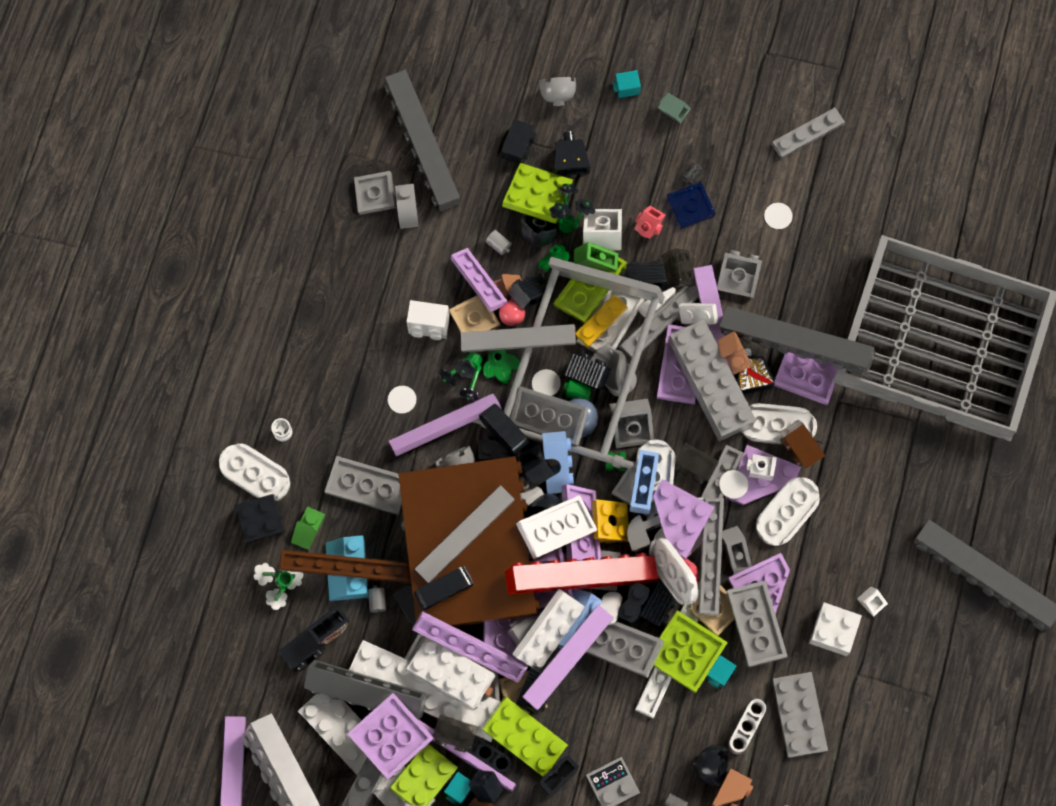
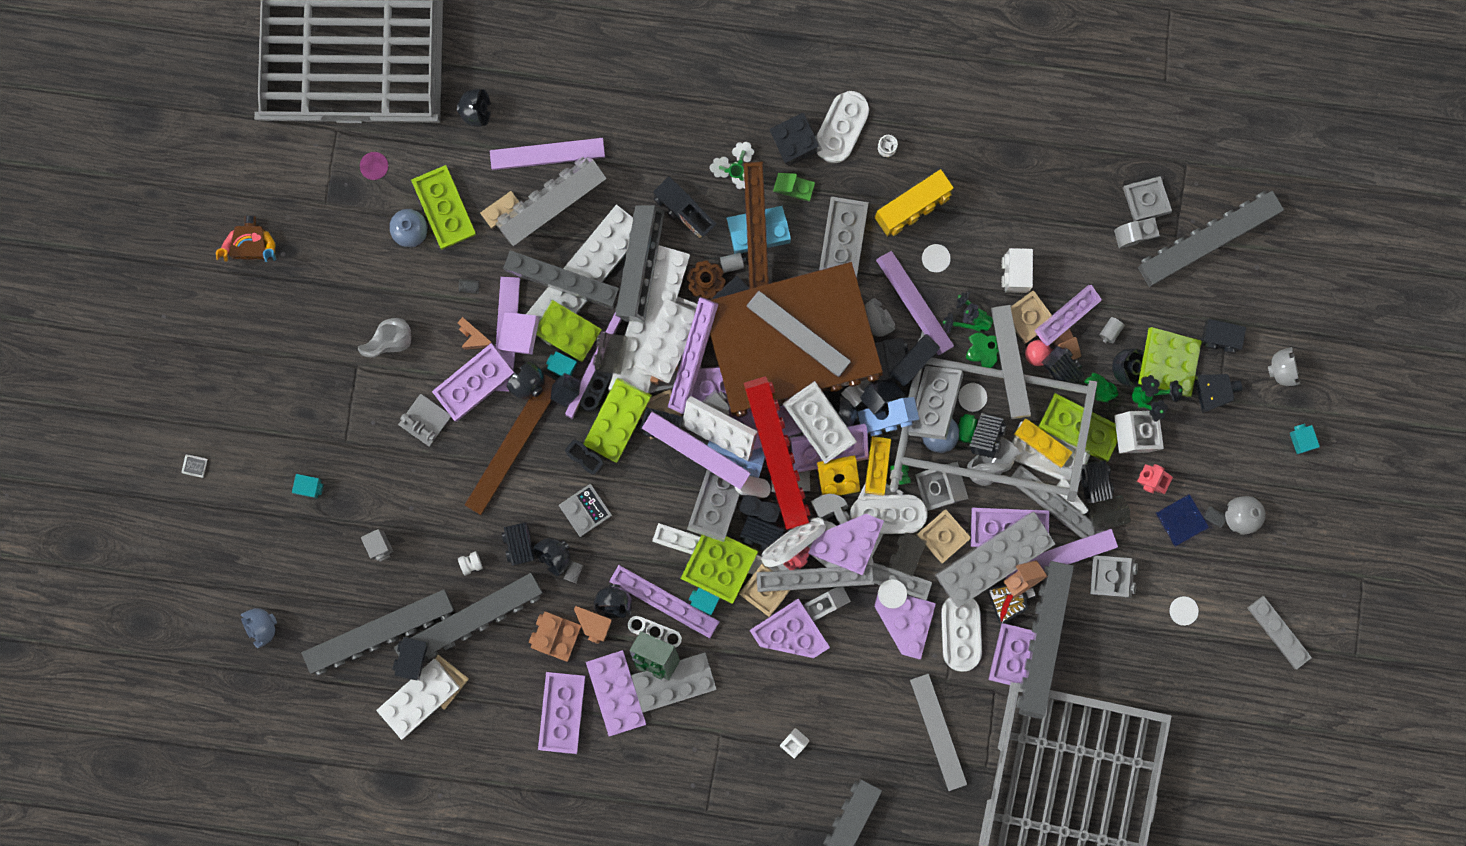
camera: 80 degrees right, 10 degrees up
(343, 406) = (913, 203): none -> yellow brick
(390, 736) = (597, 291): lavender plate -> none
(391, 638) = (705, 270): none -> reddish brown plant
(444, 588) = (743, 321): black beam -> none
(596, 257) = (1106, 428): bright green slope -> none
(604, 481) = (877, 466): none -> yellow plate
(644, 482) = (879, 503): light blue brick -> none
(674, 108) = (1284, 489): sand green brick -> none
(681, 427) = (944, 536): none -> tan plate
(693, 145) = (1245, 515): none -> light grey cylinder
(694, 312) = (1064, 538): white plate -> none
(716, 714) = (664, 601): none -> lavender tile
(757, 623) = (754, 630): light grey plate -> none
(762, 473) = (907, 624): white brick -> none
(773, 727) = (654, 656): none -> brick
(787, 511) = (873, 650): white tile -> none
(800, 441) = (939, 656): reddish brown brick -> none
(805, 775) = (615, 693): none -> lavender plate
(835, 629) = (760, 708): white brick -> none
(874, 459) = (938, 732): none -> light grey tile

